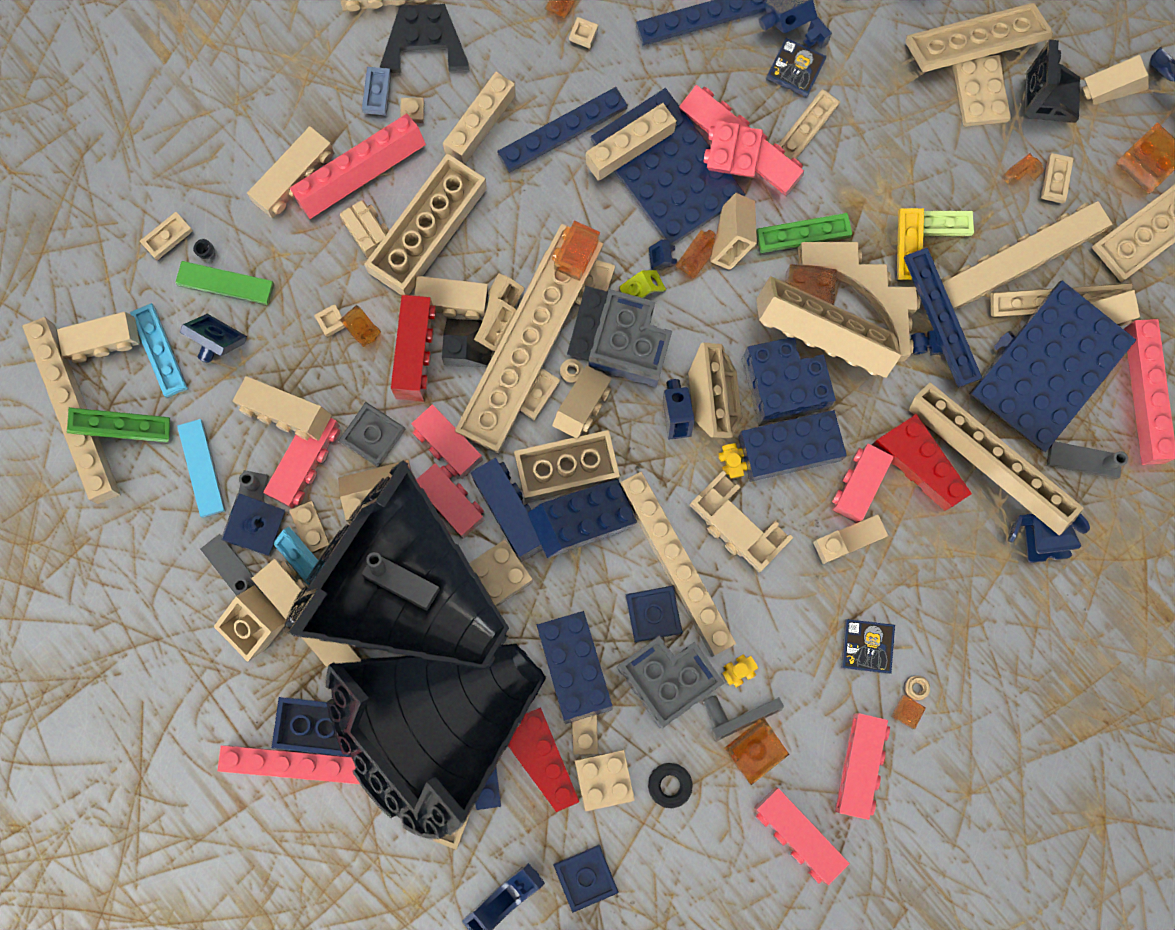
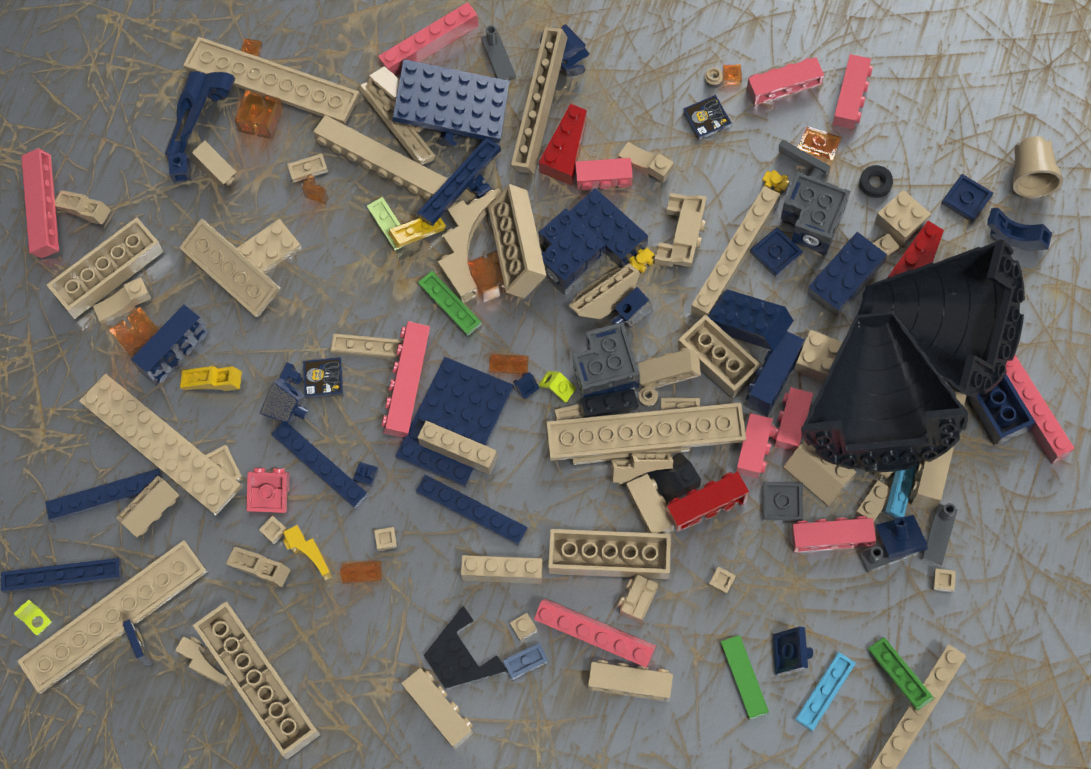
camera: 110 degrees left, 10 degrees down
(98, 337) = (848, 736): tan brick -> none
(166, 236) = (738, 743): tan plate -> none
(182, 539) = (944, 580): none -> tan plate
(201, 468) = (887, 603): medium azure tile -> none
(204, 249) = (732, 711): black hinge -> none
(250, 623) = (967, 489): tan brick -> none
(281, 408) = (810, 565): tan brick -> none
(360, 326) = (713, 553): clear orange bracket -> none
(399, 581) = (873, 404): dark grey piece -> none
(576, 250) = (566, 431): clear orange brick -> none
(665, 52) = (365, 474): none -> dark blue tile
(733, 149) = (420, 375): coral plate -> none
(735, 231) = (478, 344): tan slope -> none
(1052, 88) = (245, 201): black bracket -> none
(1134, 45) = (179, 167): none -> dark blue brick

